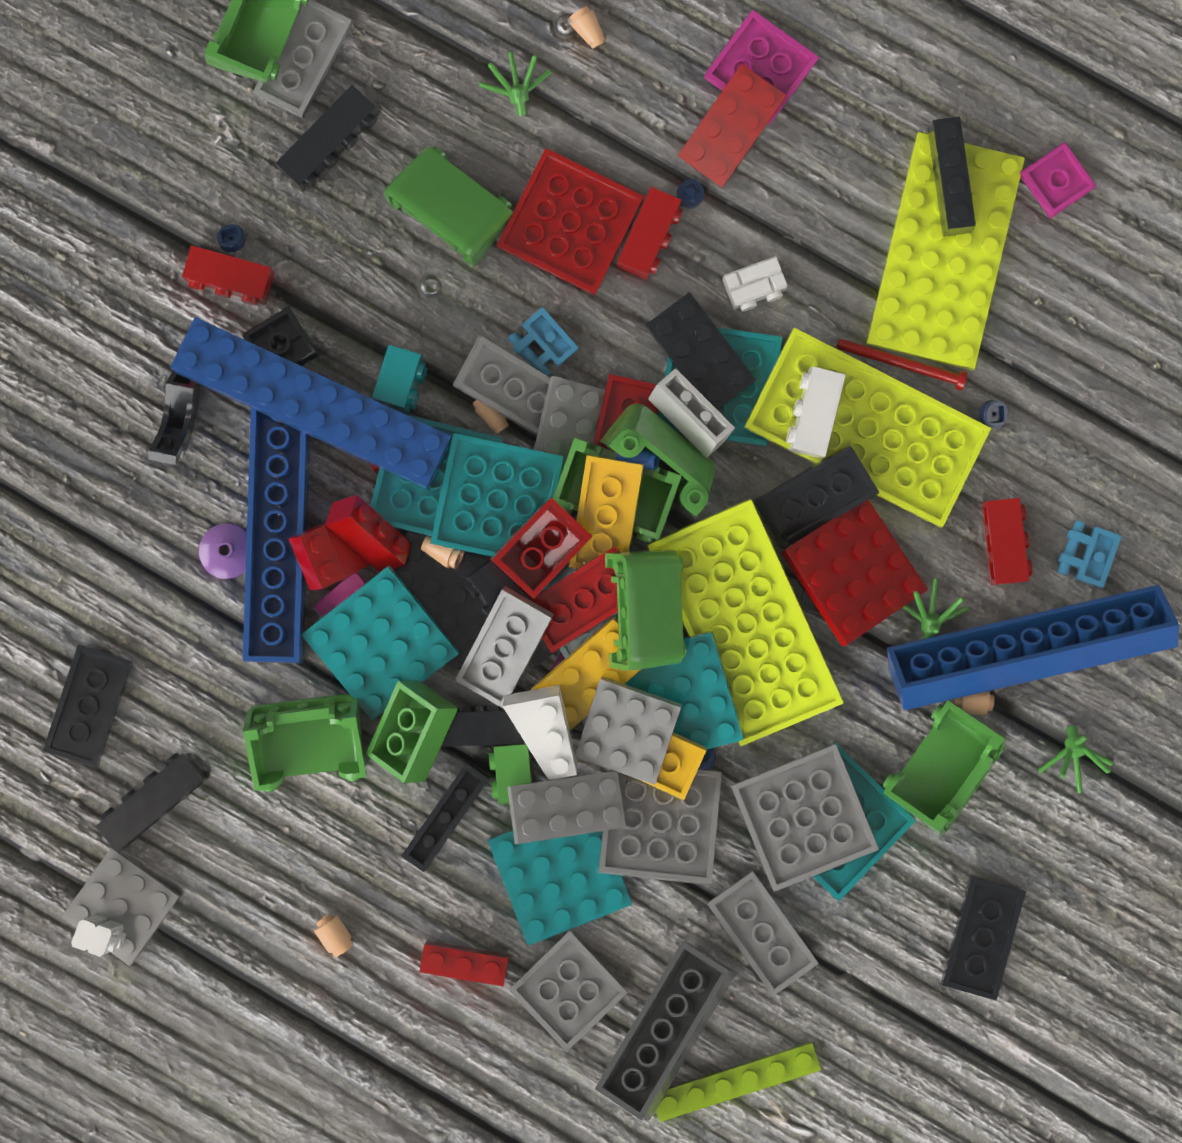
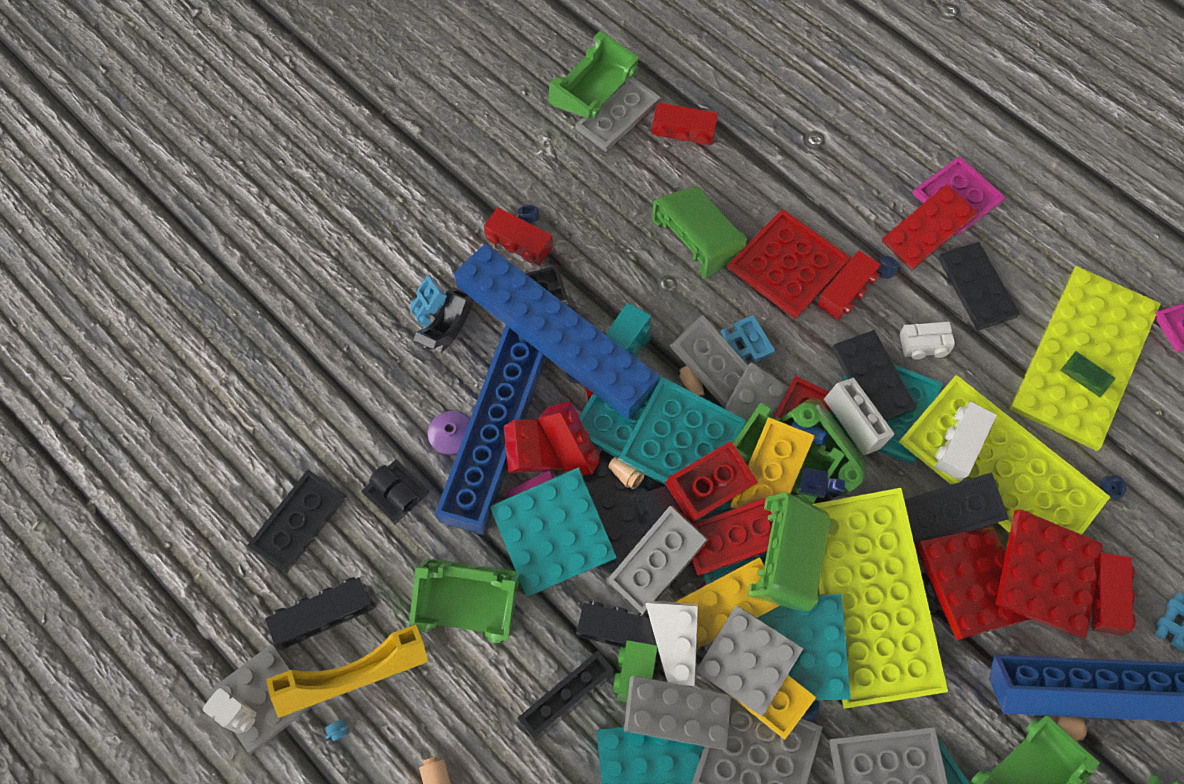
camera: 15 degrees right, 20 degrees down
(146, 398) = (429, 299): none -> dark azure plate
(164, 890) = (302, 689): none -> yellow arch
(186, 641) = (394, 491): none -> black plate
(214, 917) = (337, 730): none -> dark azure plate
(328, 138) = (620, 166): black brick -> none
(393, 53) = (684, 123): none -> red brick
(411, 731) = (558, 610): bright green brick -> none
(518, 92) = (771, 168): bright green plant -> none
(587, 26) = (832, 140): light nougat cone -> none
(655, 519) = (816, 483): none -> clear blue plate
(805, 189) = (978, 286): none -> black plate
(904, 363) = (1086, 453): red bar -> none
(930, 621) = (1034, 644): bright green plant -> none
(933, 540) = (1049, 574): none -> red plate
(947, 281) = (1087, 374): none -> clear green plate
(951, 176) = (1102, 297): black brick -> none

